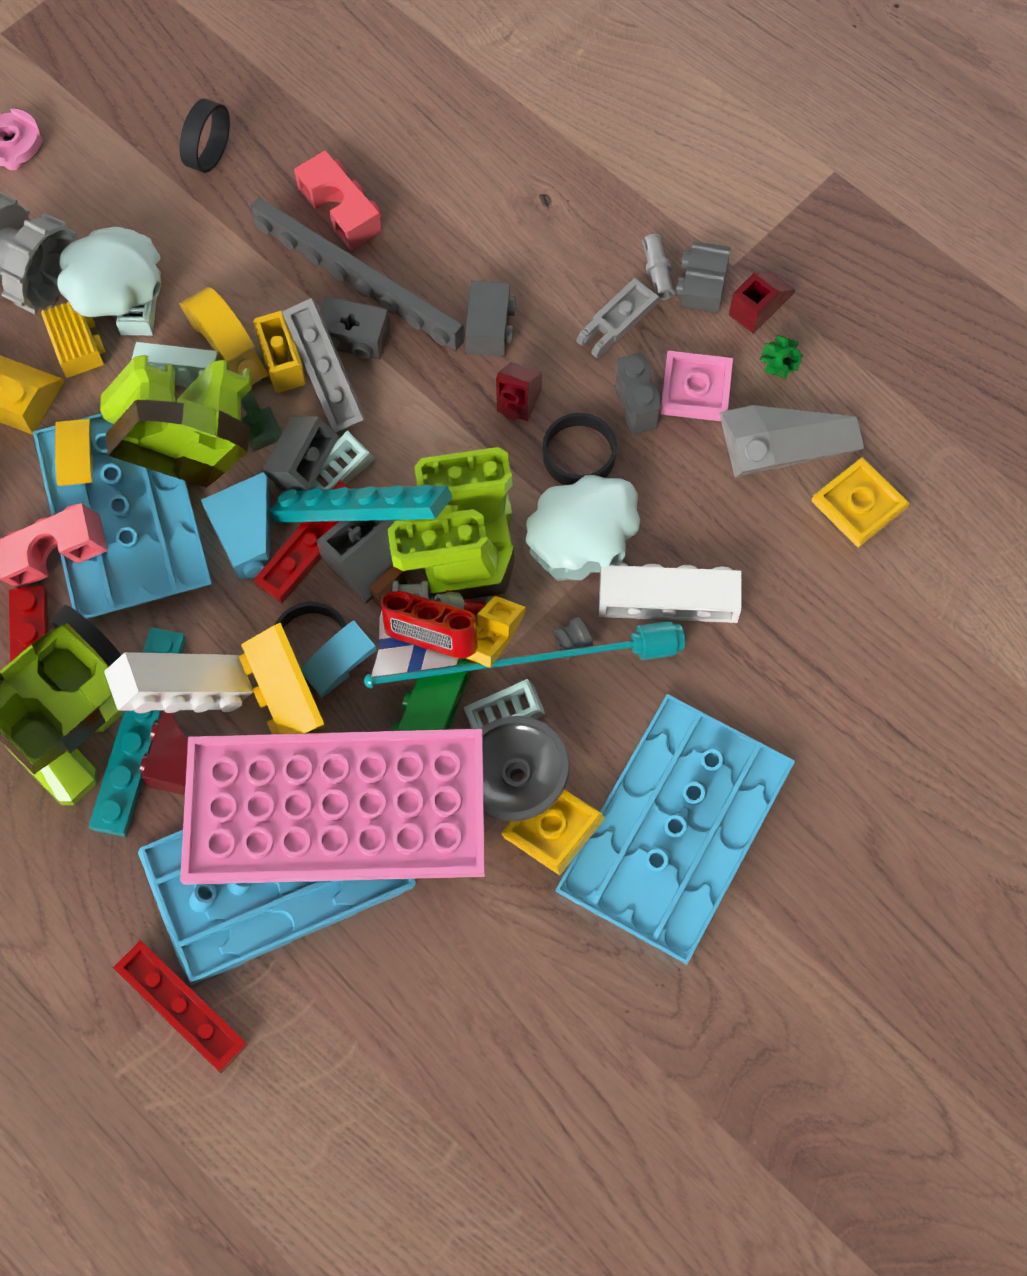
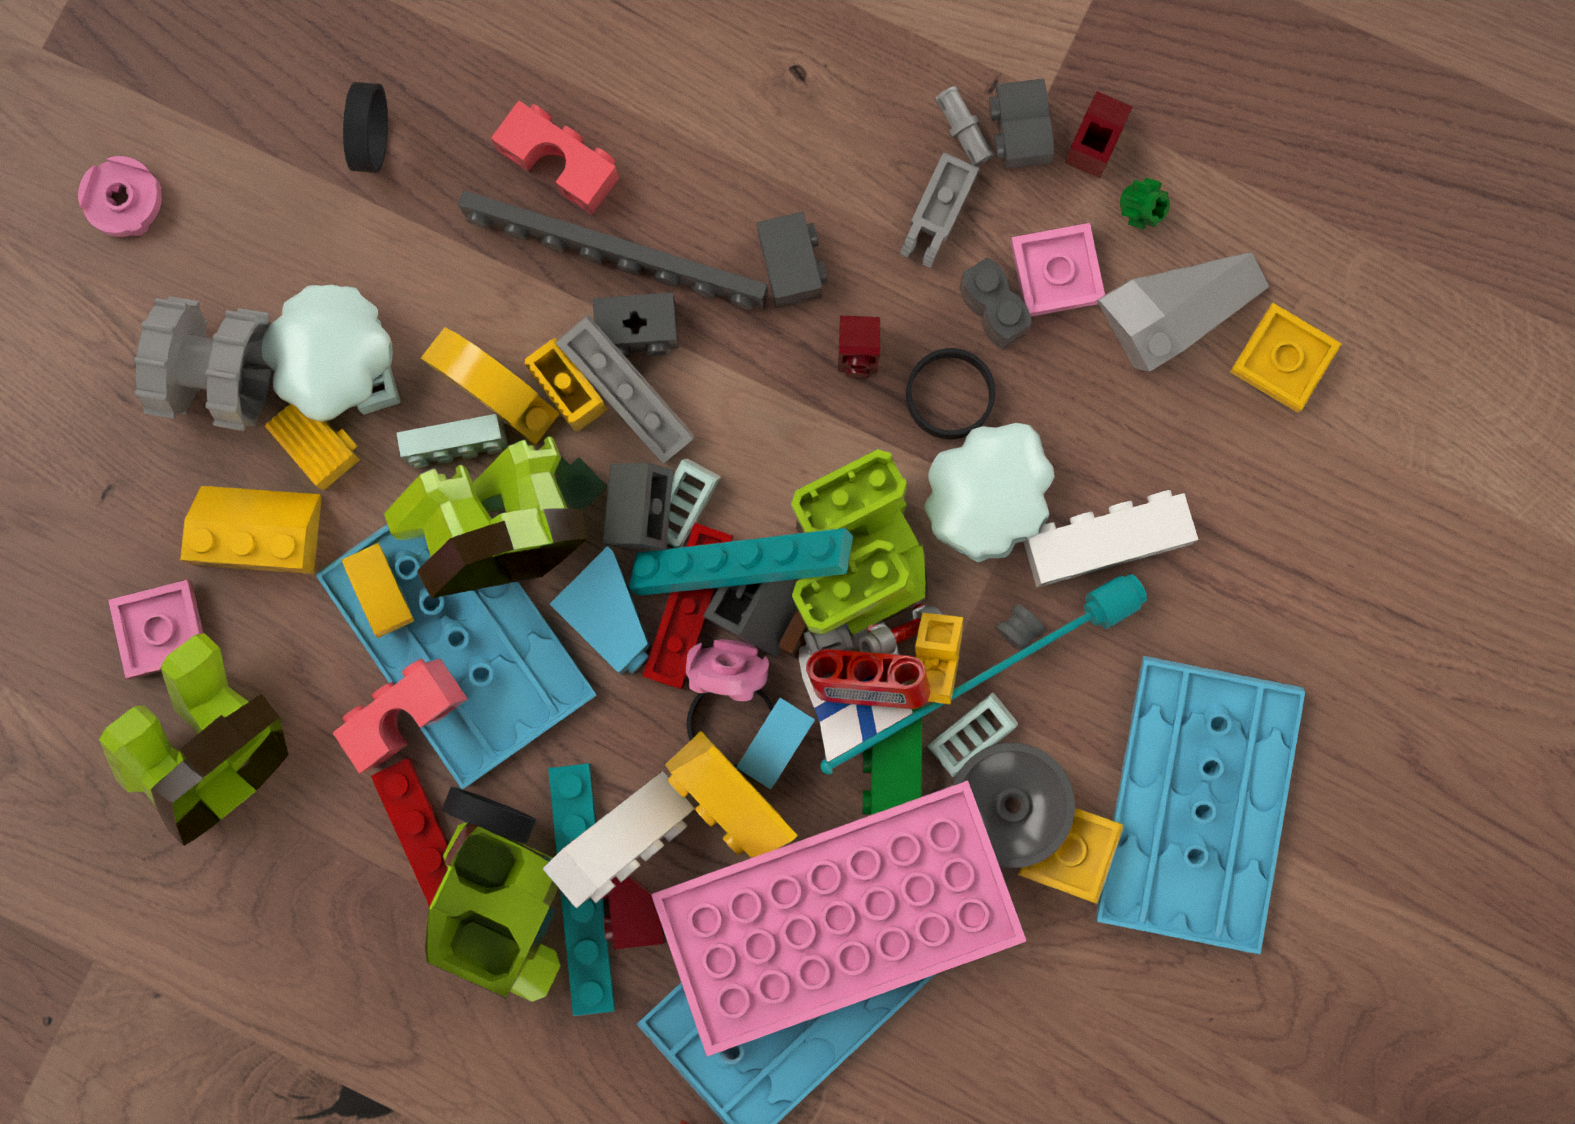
camera: 15 degrees left, 15 degrees up
(325, 592) = (727, 669): none -> bright pink plate

